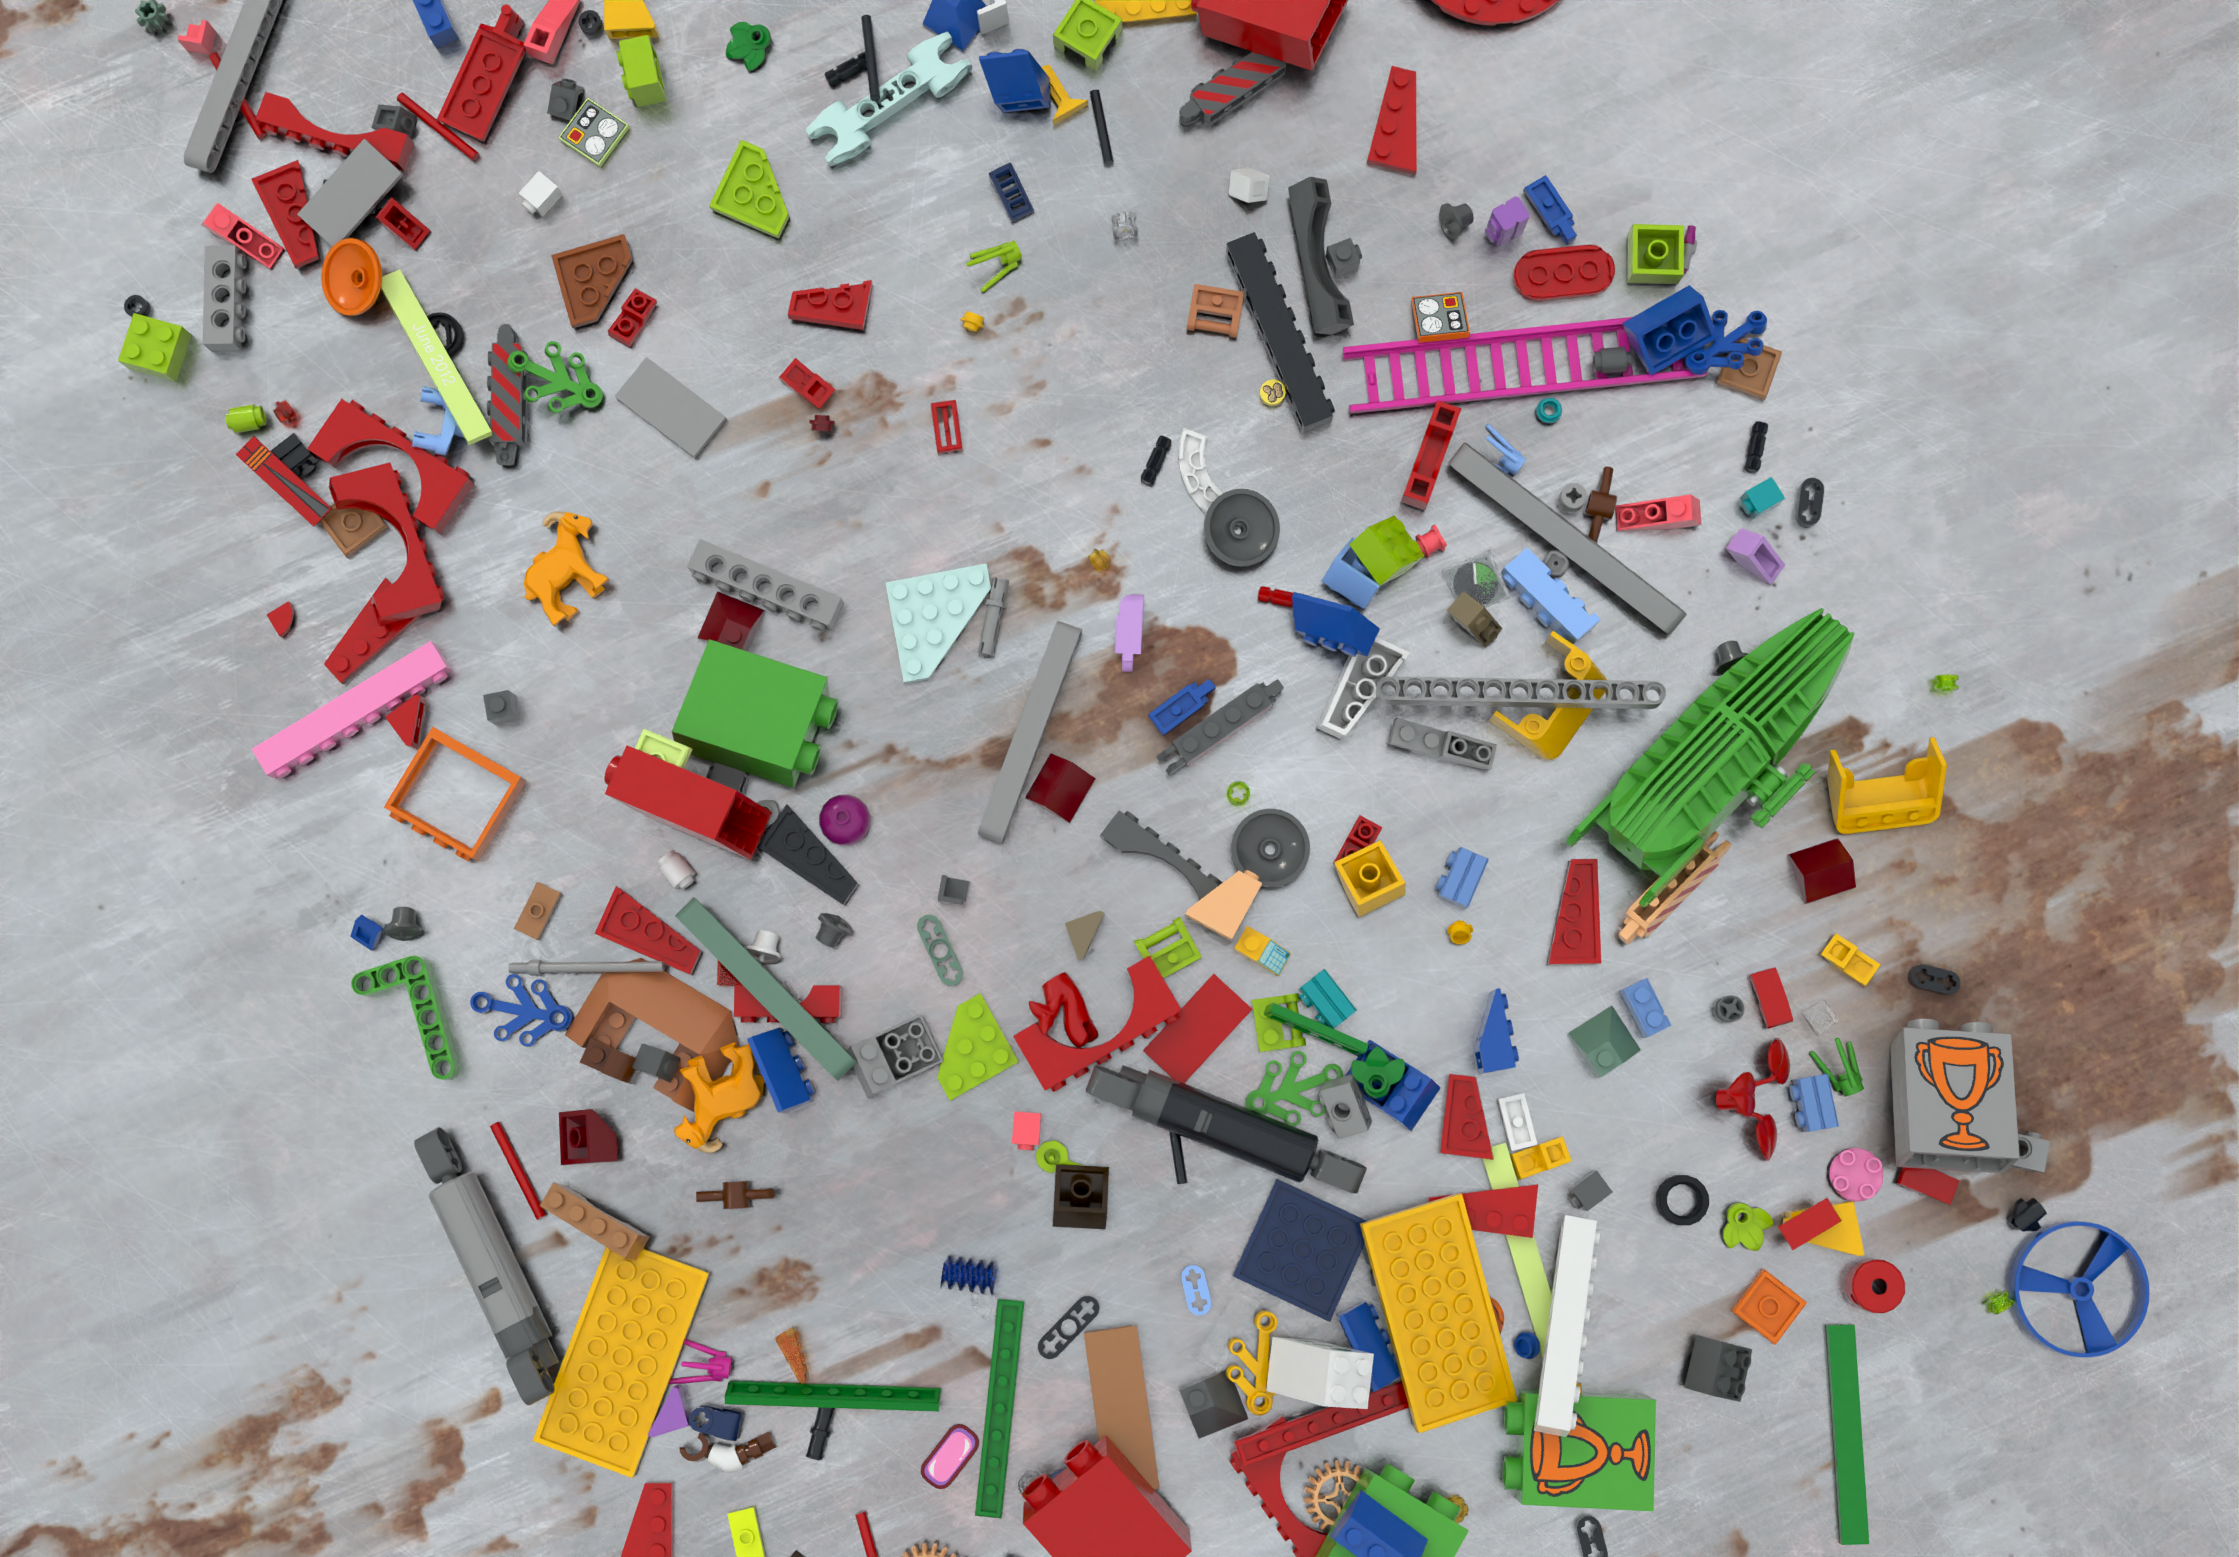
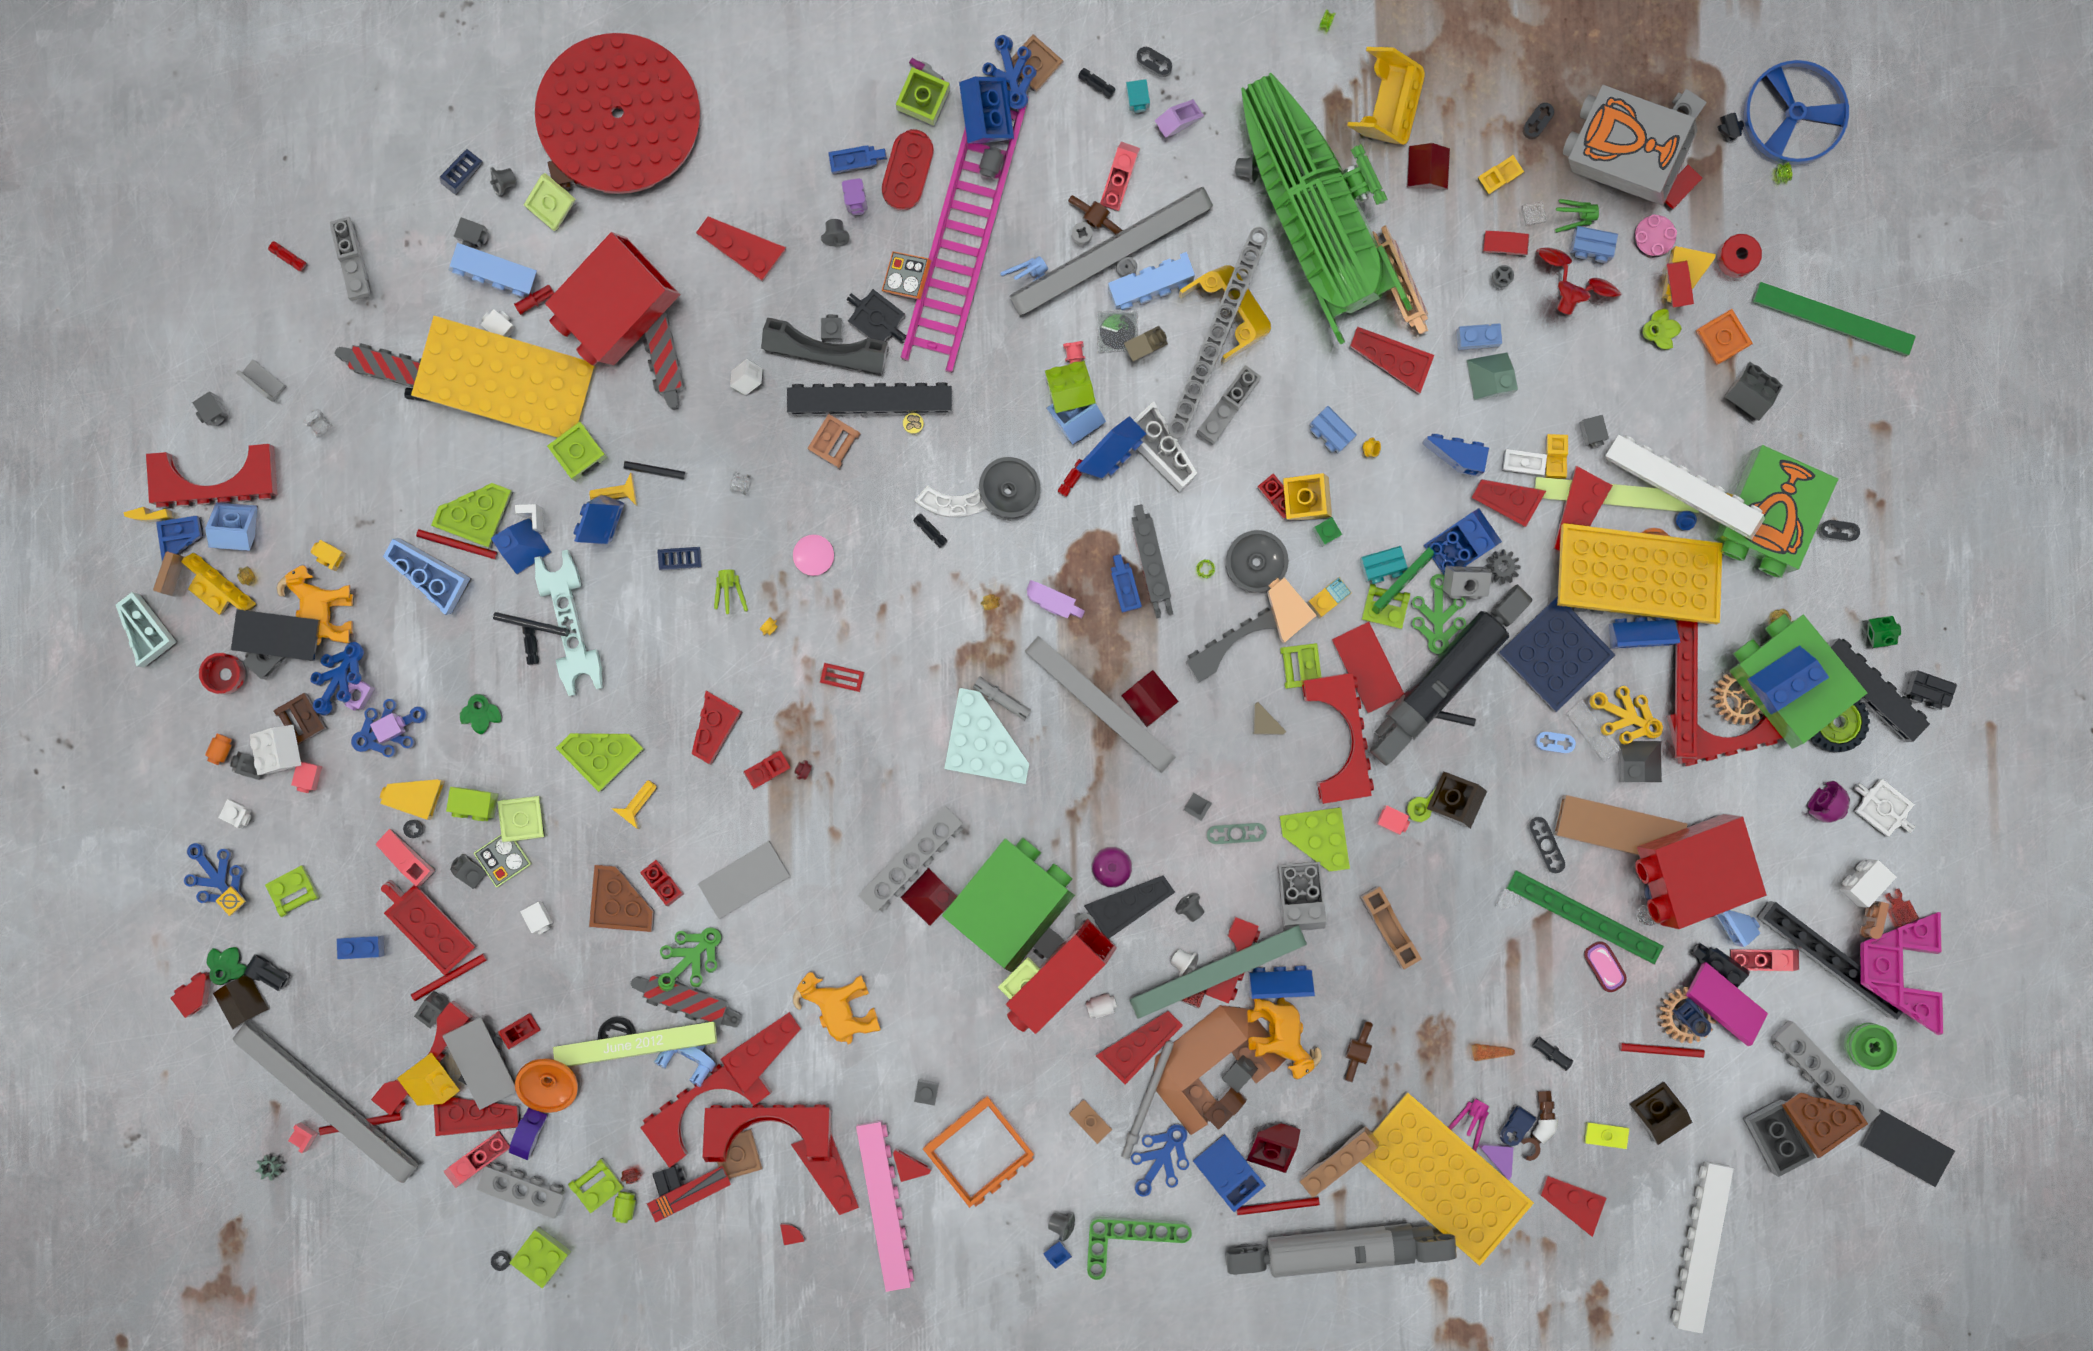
camera: 70 degrees left, 5 degrees up
(255, 386) = (599, 1192): none -> lime plate
(287, 276) = (527, 1133): none -> dark purple brick
(307, 145) = (428, 1082): none -> yellow slope
(474, 496) = (757, 1053): none -> red wing
(534, 1097) = (1229, 1173): none -> blue slope
(645, 133) = (520, 819): none -> yellowish green tile
(701, 251) = (636, 803): none -> yellow piece
(833, 1396) = (1531, 1034): green tile -> none
(896, 1176) = (1390, 928): none -> medium nougat arch
(969, 1274) = (1482, 902): clear blue piece -> none
(1075, 340) = (813, 555): none -> bright pink dish
(1076, 1017) = (1327, 752): red piece -> none
(1320, 1373) = (1652, 676): white brick -> none
(1338, 917) = (1327, 531): none -> green brick
(1378, 302) = (876, 317): none -> black plate
(1378, 1069) = (1450, 546): green plate -> none
(1384, 1136) = (1509, 572): none -> dark grey gear
(1431, 455) = (1004, 321): red arch -> none
(1554, 405) = (1008, 217): teal plate -> none
(1695, 1184) = (1637, 355): black tyre -> none

